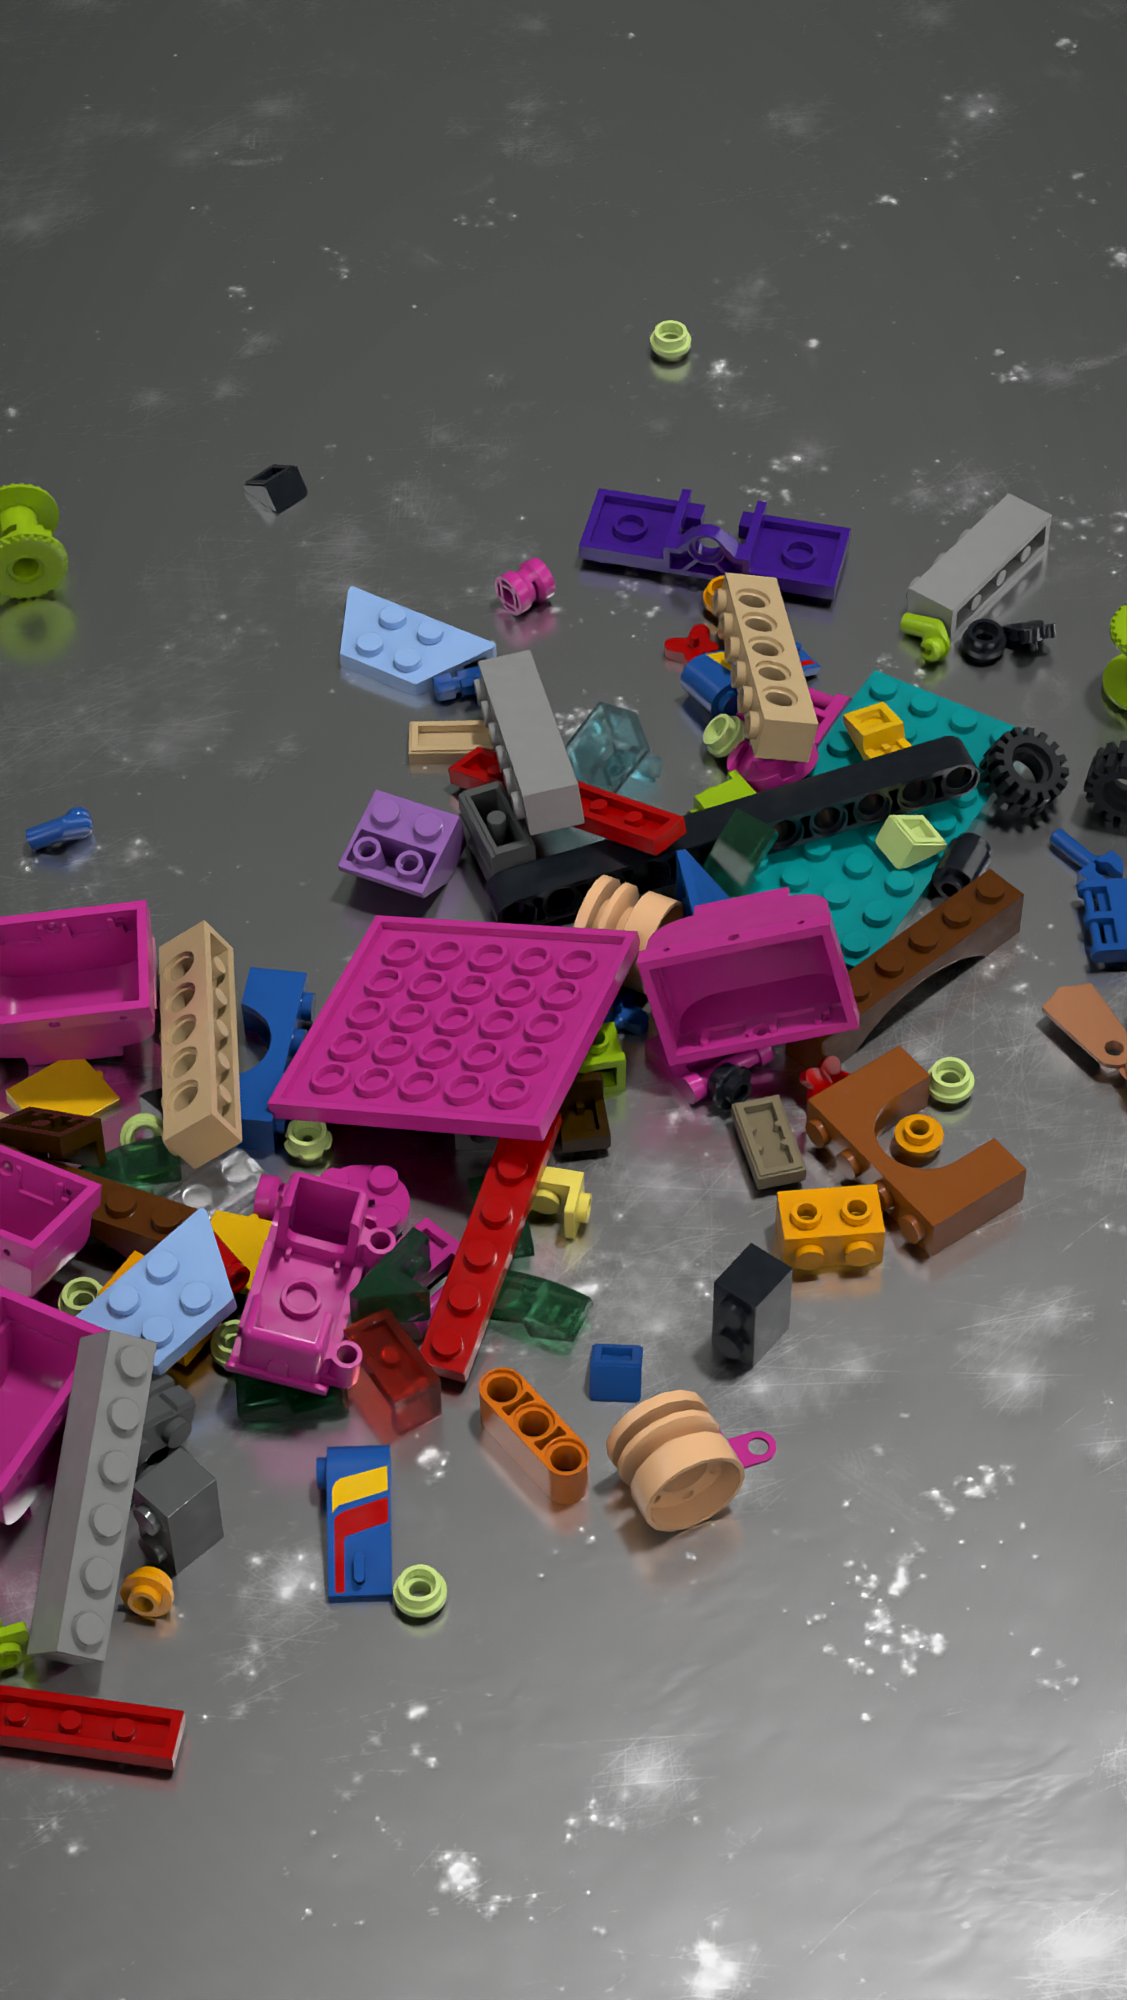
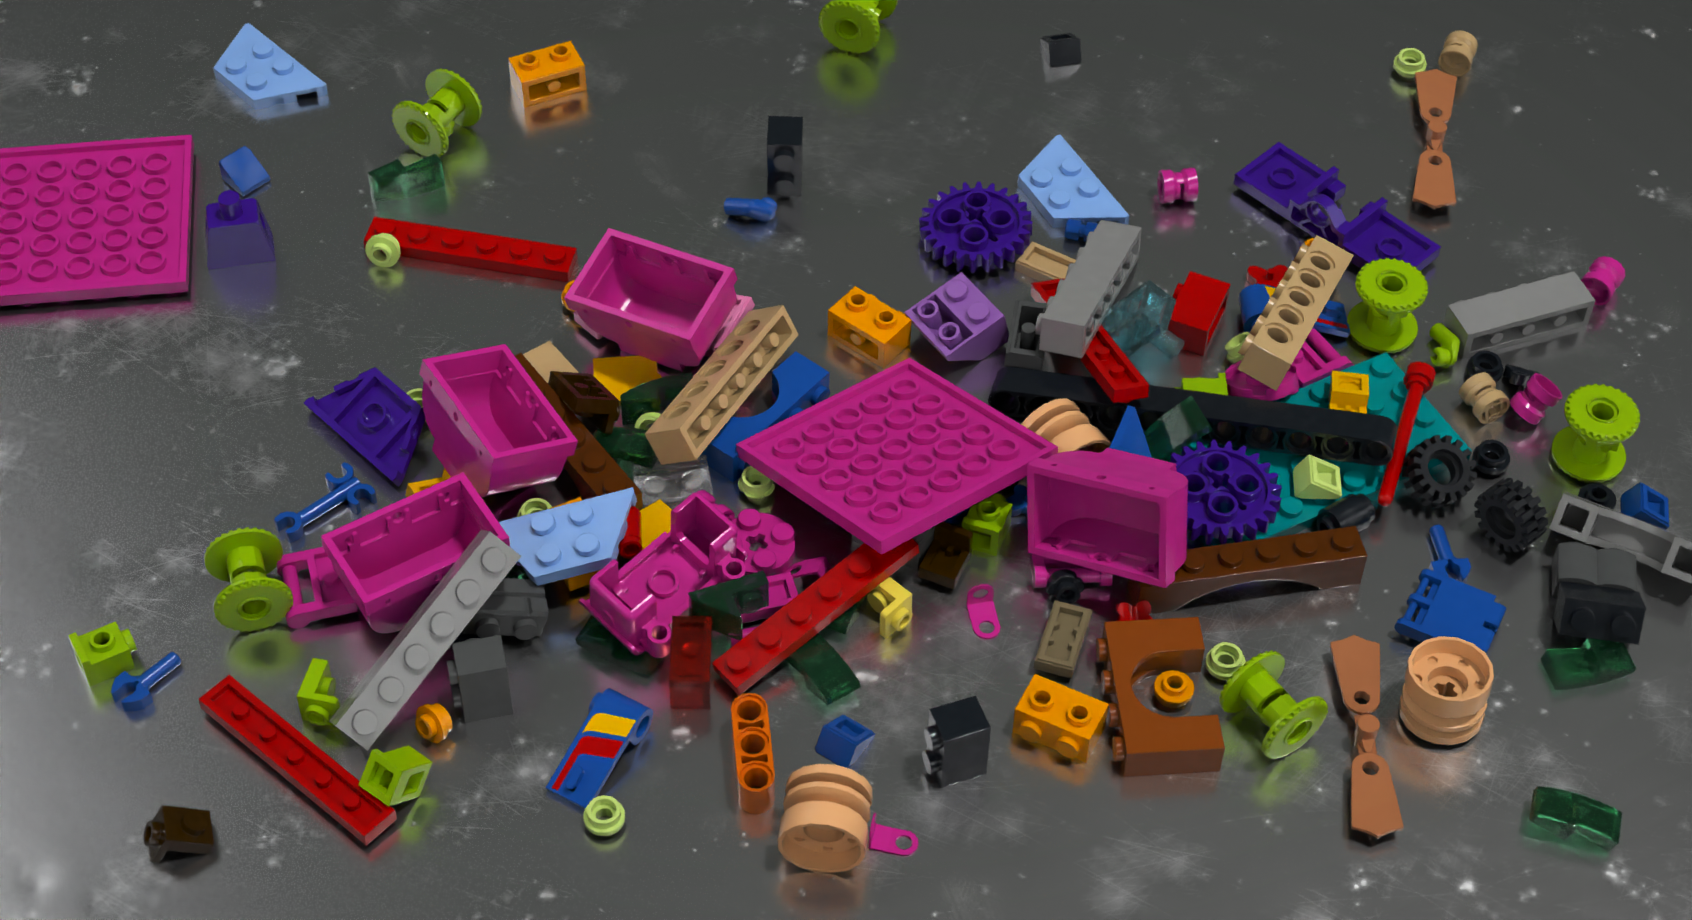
camera: 30 degrees right, 0 degrees up
(66, 749) = (784, 155): none -> black brick
(121, 1093) = (651, 396): none -> clear green slope
(156, 1671) = (395, 774): none -> lime brick
(303, 902) = (869, 327): none -> light orange brick
(337, 733) = (975, 227): none -> dark purple gear
(441, 1201) = (811, 566): none -> dark pink piece
(655, 702) = (1198, 310): none -> red brick
(656, 1156) = (982, 610): none -> dark pink piece
(715, 306) = (1458, 53): none -> tan wheel
(790, 459) = (1435, 97): none -> nougat piece
(849, 600) = (1389, 296): none -> lime hose
(858, 892) = (1227, 492): none -> dark purple gear
(937, 684) = (1418, 380): none -> red piece
(1008, 672) = (1485, 399): none -> tan wheel
(1037, 485) = (1603, 279): none -> dark pink wheel
(1040, 1099) = (1257, 687): none -> lime hose
(1060, 728) = (1491, 457): none -> black plate
(1063, 648) = (1536, 398): none -> dark pink wheel

